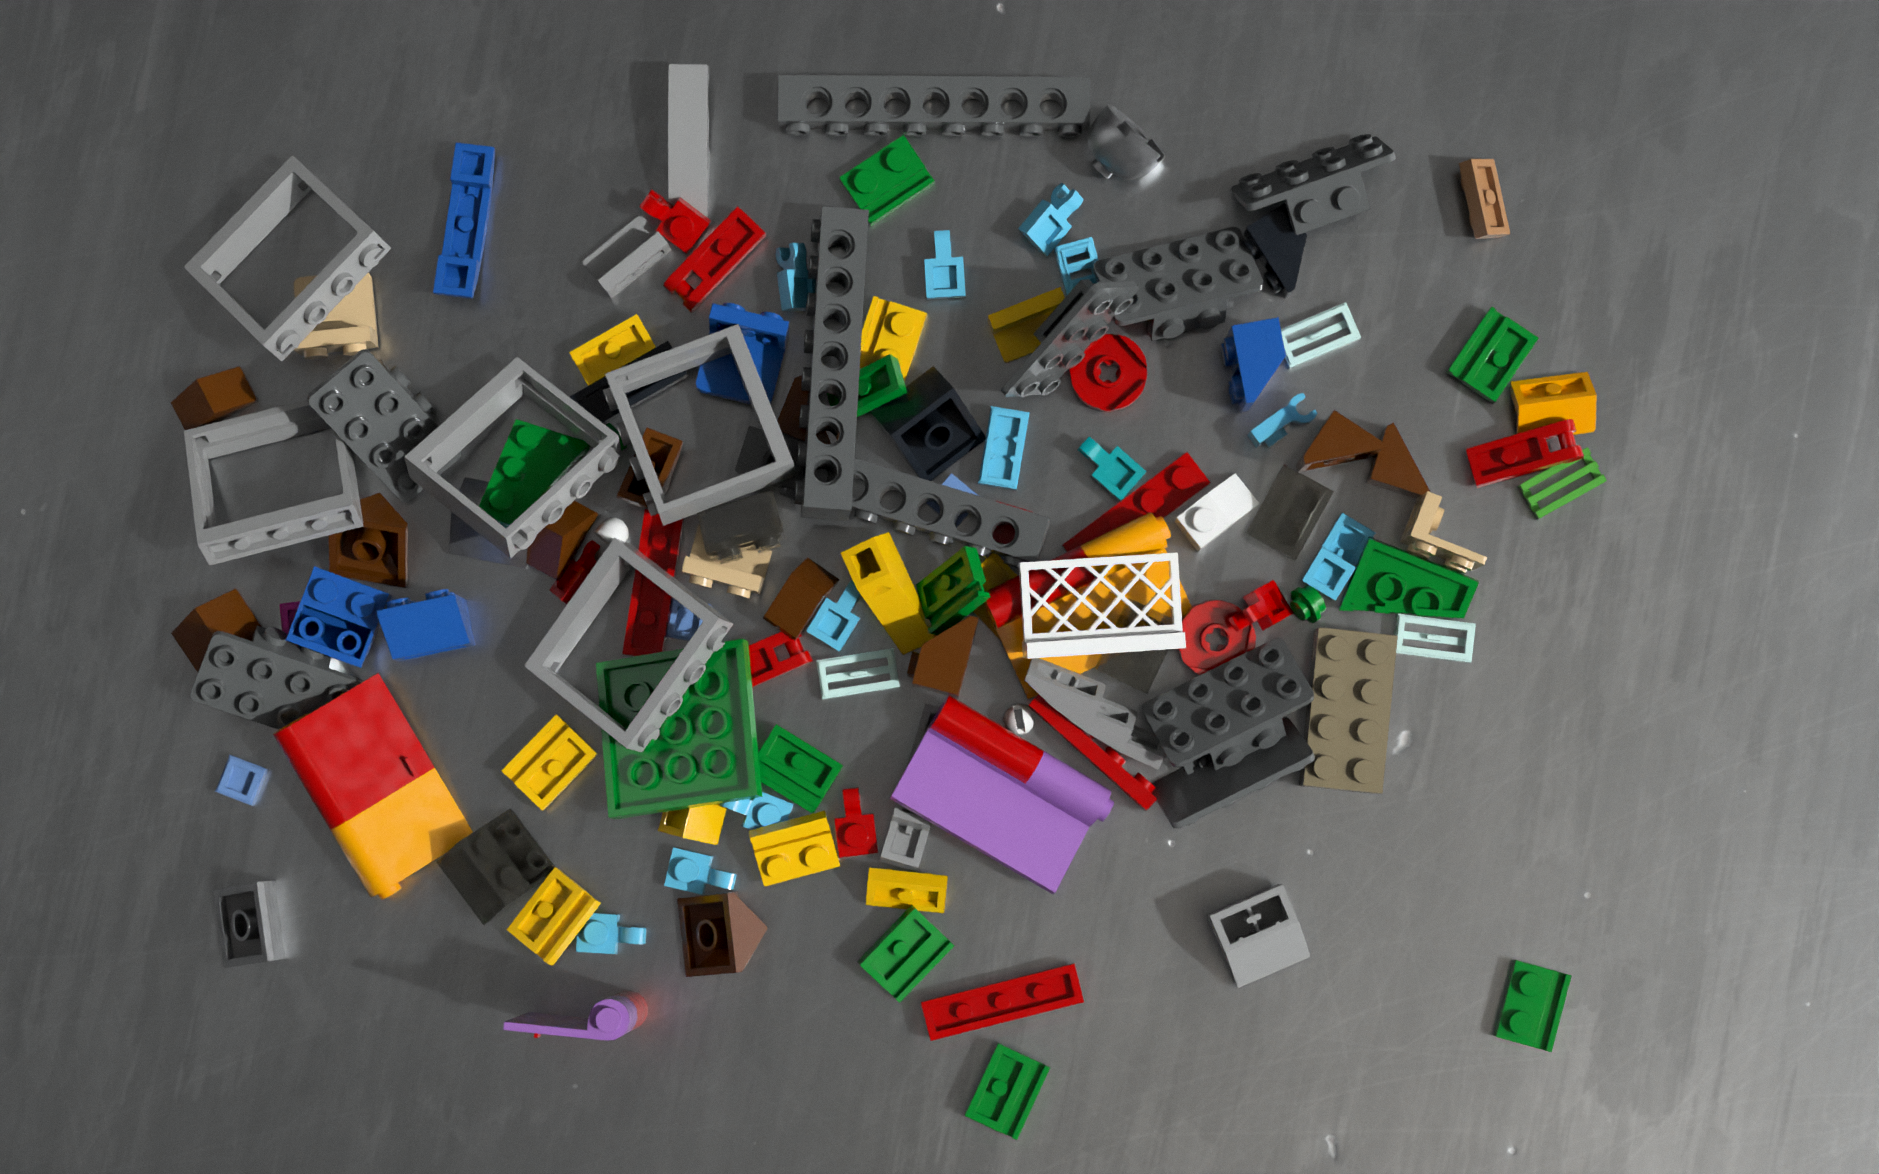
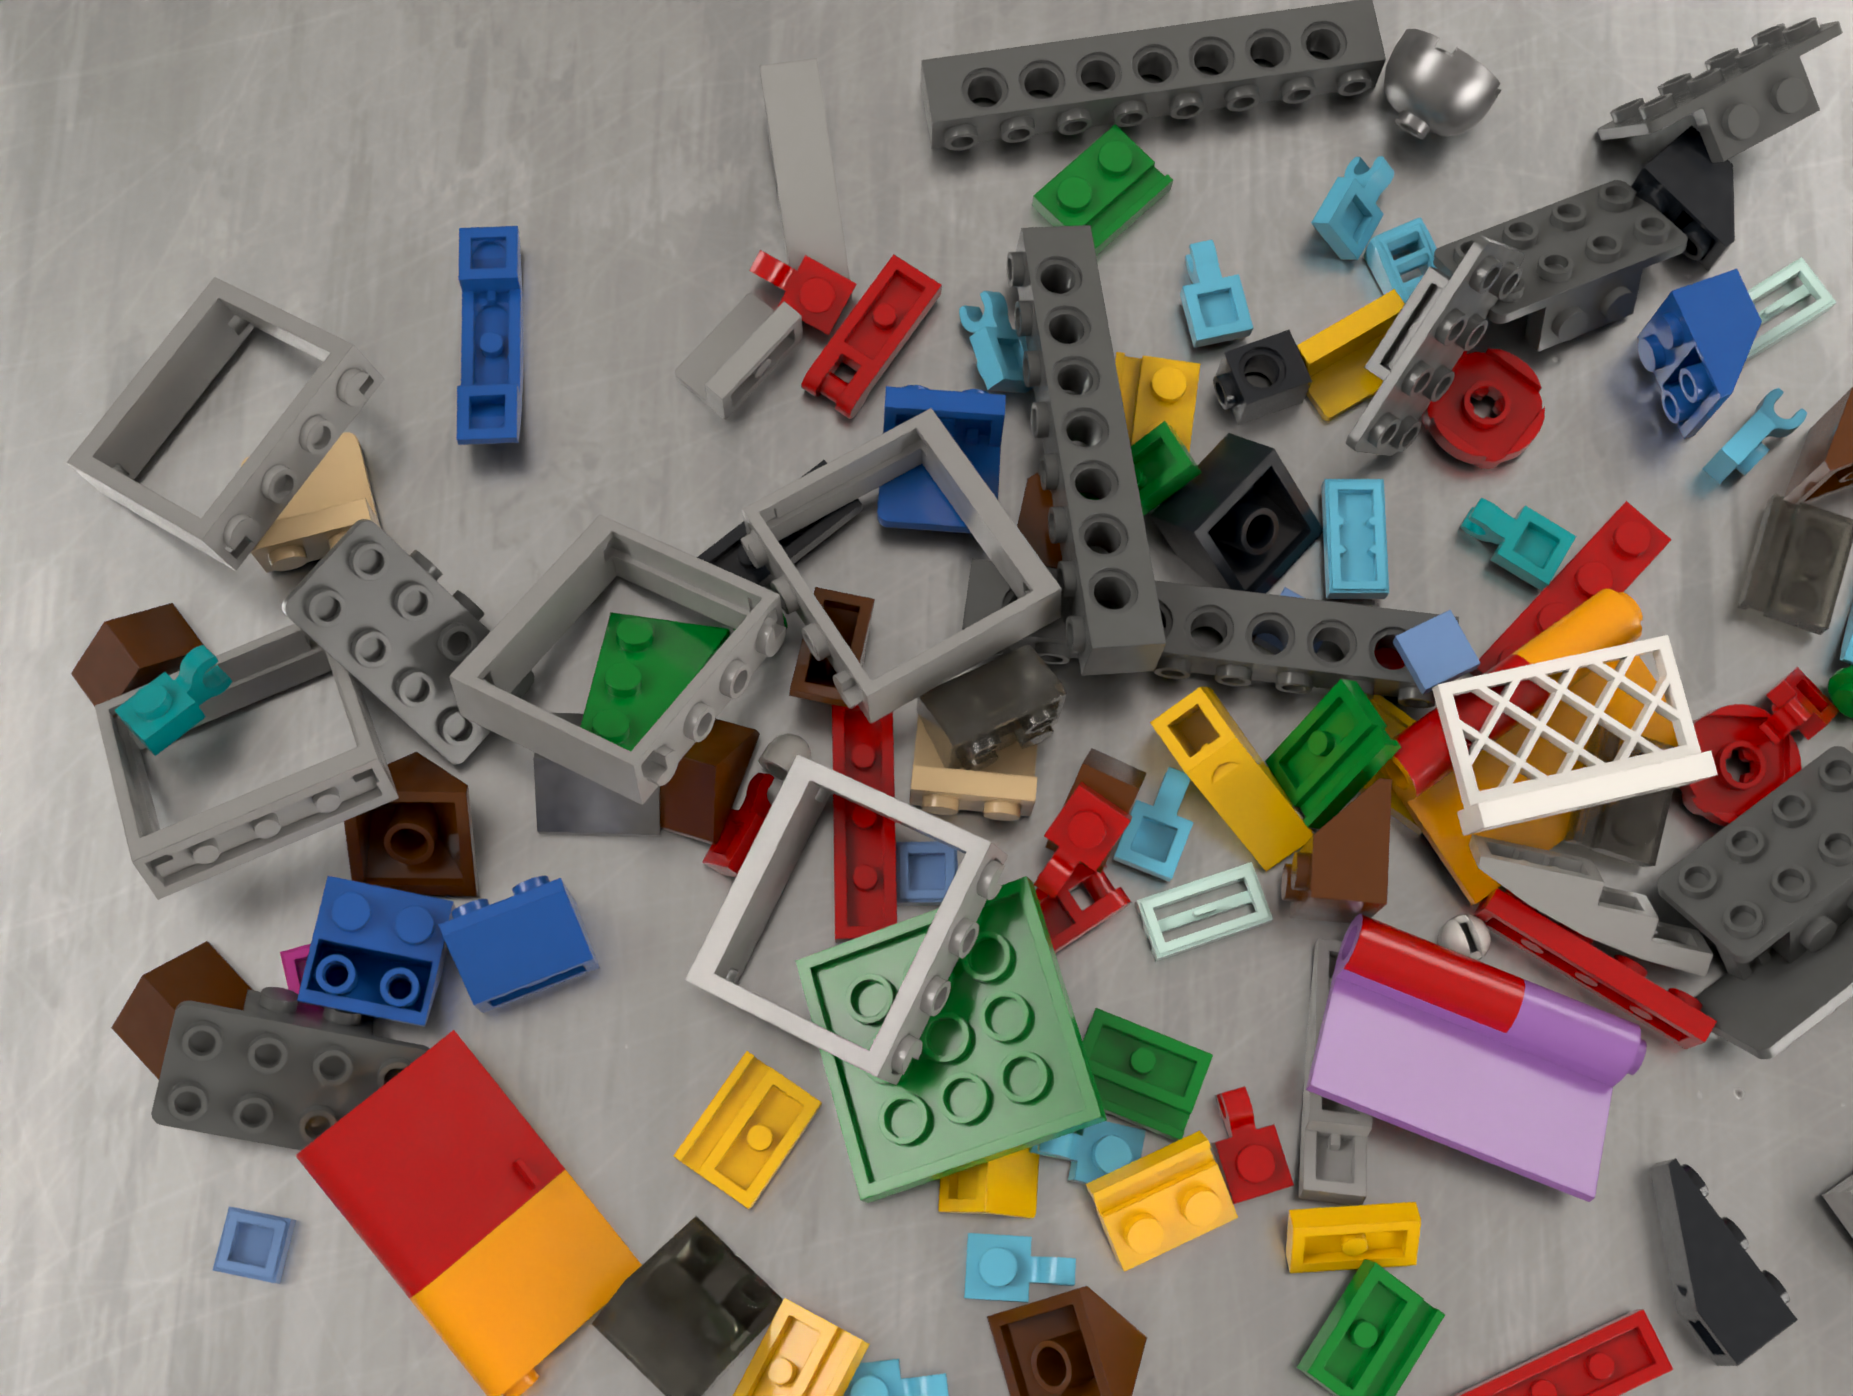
camera: 20 degrees left, 10 degrees down
(229, 443) = (171, 707): none -> teal plate
(612, 349) = (750, 475): yellow plate -> none
(785, 616) = (1084, 833): none -> red plate
(976, 317) = (1275, 358): none -> black brick
(1027, 539) = (1436, 652): none -> medium blue tile
(1124, 957) = (1713, 1279): none -> black slope
(1216, 512) = (1689, 584): white slope -> none

